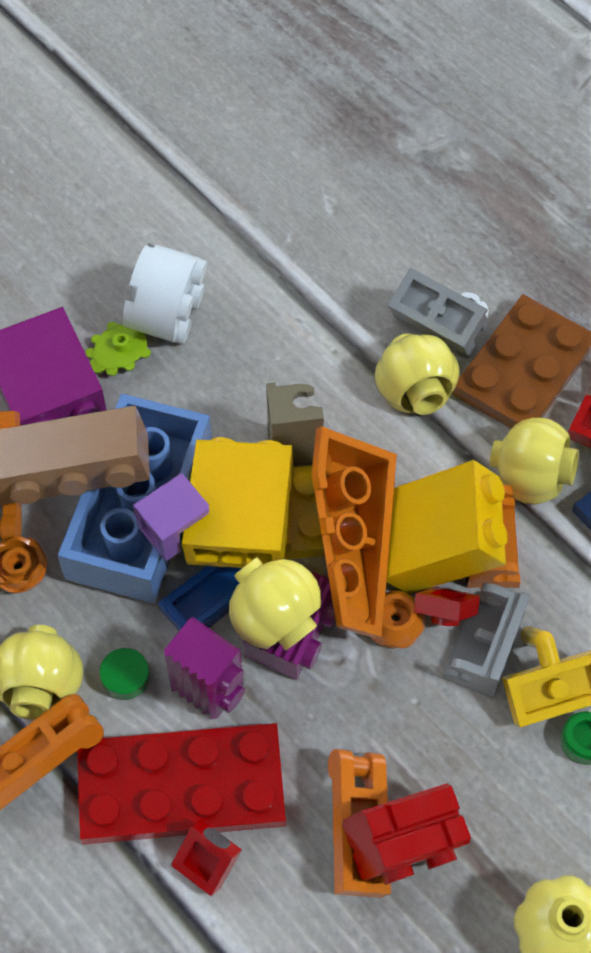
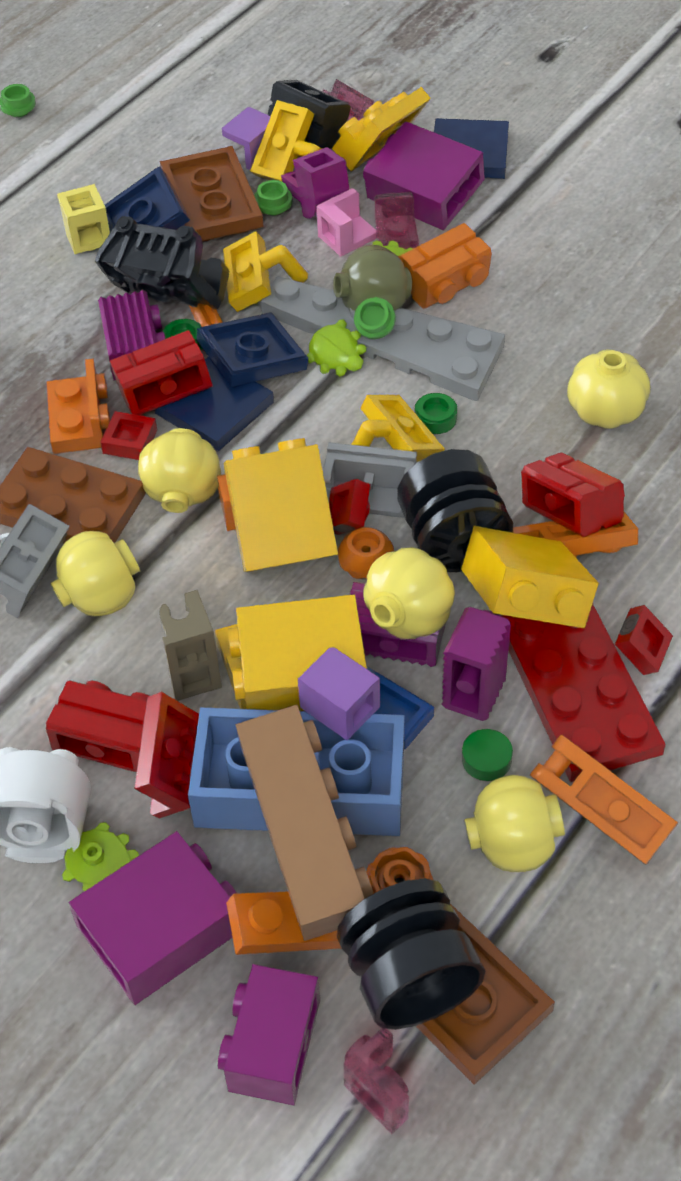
camera: 100 degrees left, 10 degrees down
(186, 388) = (166, 754): none -> red bracket
(240, 362) = (98, 724): none -> red brick
(281, 736) = (529, 577): none -> yellow brick
(355, 515) = (284, 574): orange wedge -> none
(404, 698) = (446, 499): none -> black wheel

